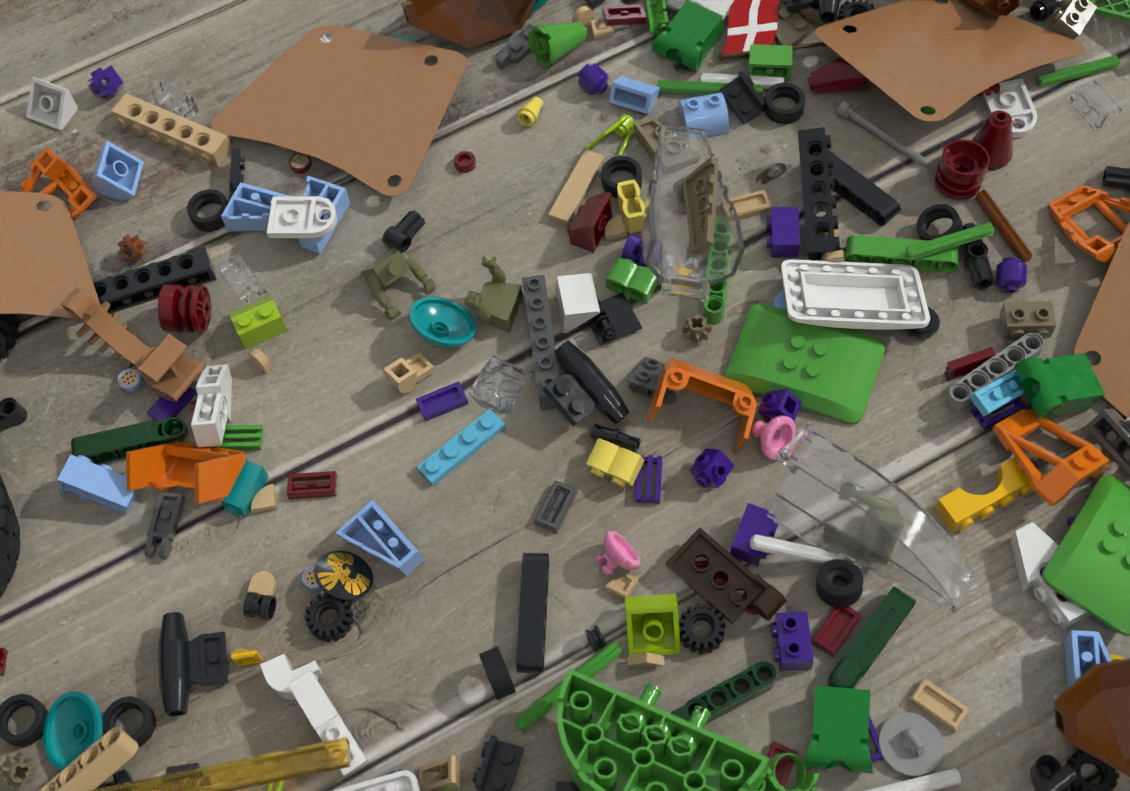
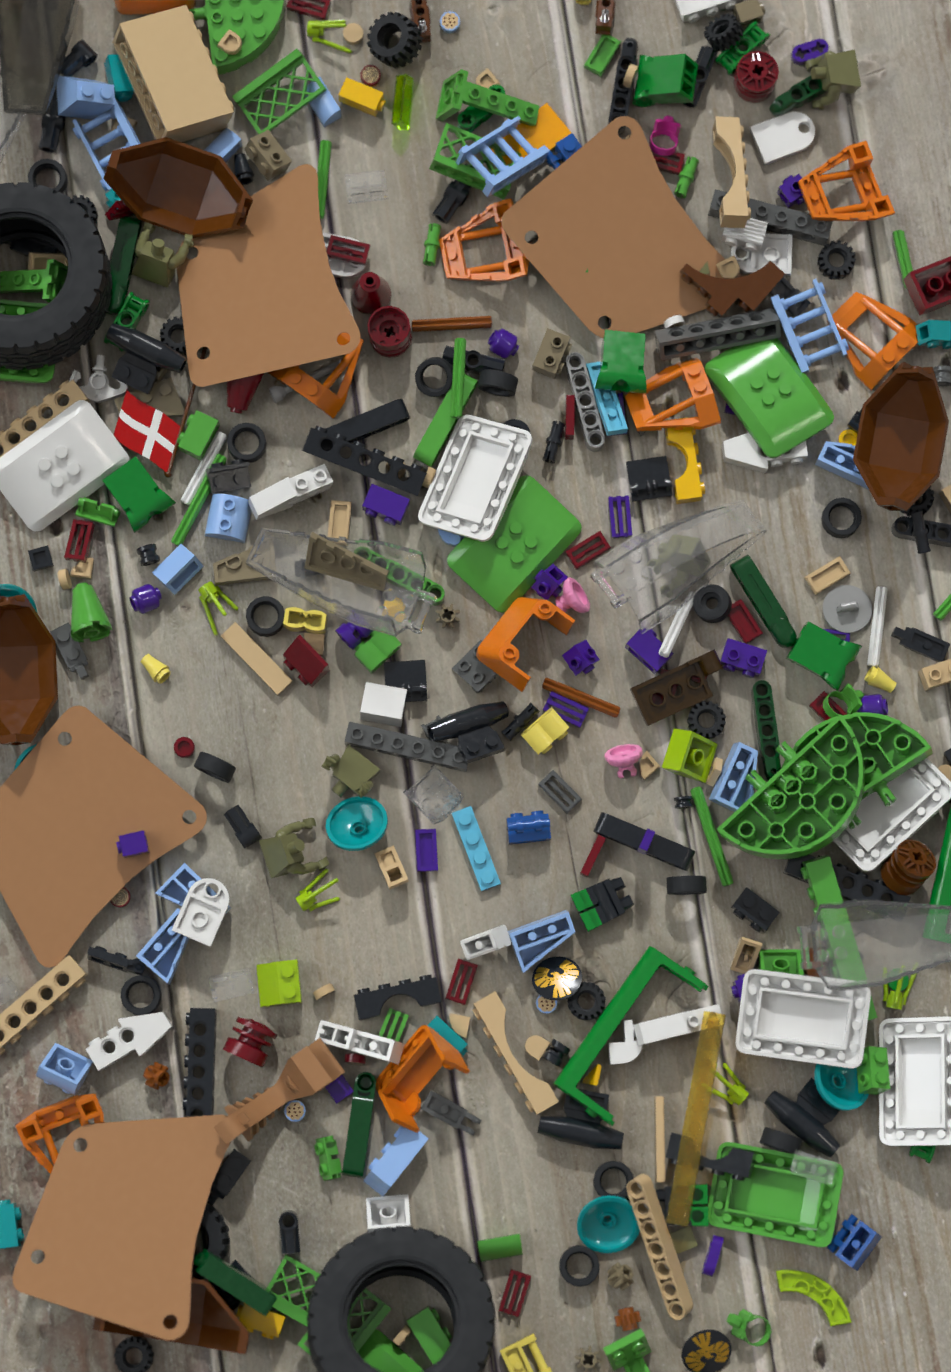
camera: 80 degrees left, 20 degrees up
(26, 626) = (500, 1247): none -> bright green brick
(37, 502) = (388, 1212): none -> white slope
(47, 345) = (228, 1176): none -> black hinge
(95, 420) = (328, 1167): none -> bright green hinge
(163, 215) = (147, 1032): none -> white brick
(192, 754) = (659, 1139): none -> tan tile
(211, 599) = (537, 1092): none -> tan arch
(286, 448) = (371, 1002): none -> black arch
(306, 647) = (609, 1021): none -> green piece
(348, 141) = (133, 844): none -> dark purple brick
(352, 312) = (307, 899): none -> lime plant
(357, 484) = (486, 942): none -> white brick
(452, 184) = (214, 767): none -> black tyre
(453, 595) = (605, 897): none -> black hips
(495, 562) = (592, 856): none -> dark red tile
(501, 486) = (528, 828): none -> blue brick
(526, 599) = (645, 842): none -> dark purple tile
(633, 677) = (731, 786): none -> light blue wedge
(636, 67) = (148, 554): none -> black wheel
(669, 489) = (581, 697): none -> dark orange axle
(752, 146) = (290, 491): none -> white brick
(840, 430) = (602, 541): none -> dark red tile
(865, 134) = (319, 393): none -> orange windscreen
(886, 446) = (618, 499): none -> dark purple tile
(932, 360) = (553, 442): none -> black pin
(946, 467) = (649, 478): none -> black hinge
(966, 280) = (498, 383): none -> black tyre
(1027, 677) = (845, 502): none -> black tyre
(1034, 123) = (347, 250): none -> dark red tile
(1073, 179) = (432, 244): none -> bright green pin

